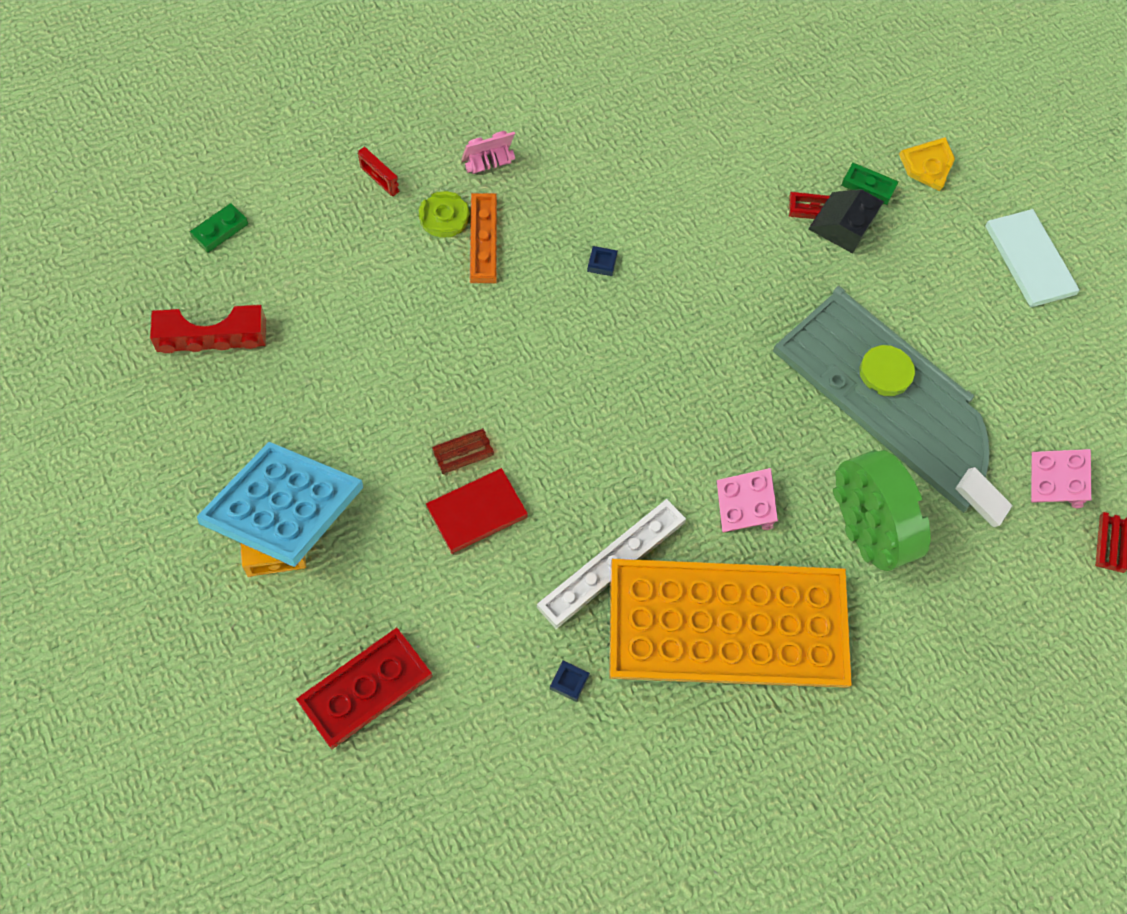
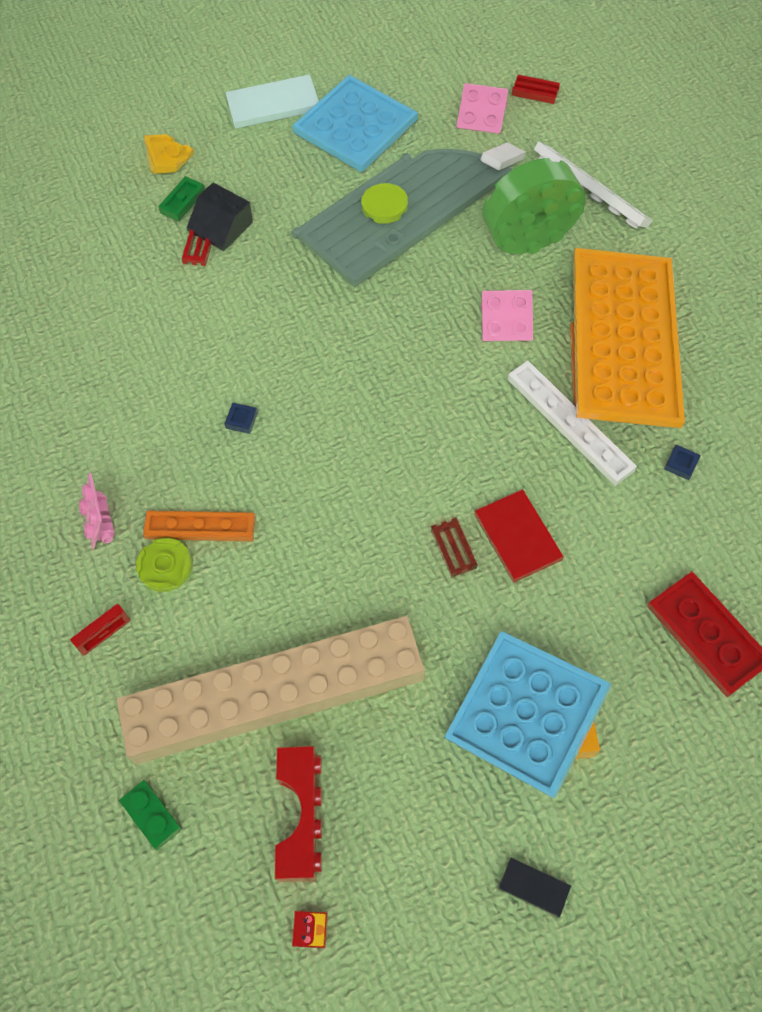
camera: 80 degrees left, 0 degrees up
(116, 347) = (310, 929): none -> red tile
(132, 517) = (534, 887): none -> black tile
(320, 307) = (269, 690): none -> tan brick
(955, 601) = (599, 191): none -> white plate
(1012, 341) = (355, 123): none -> medium azure plate

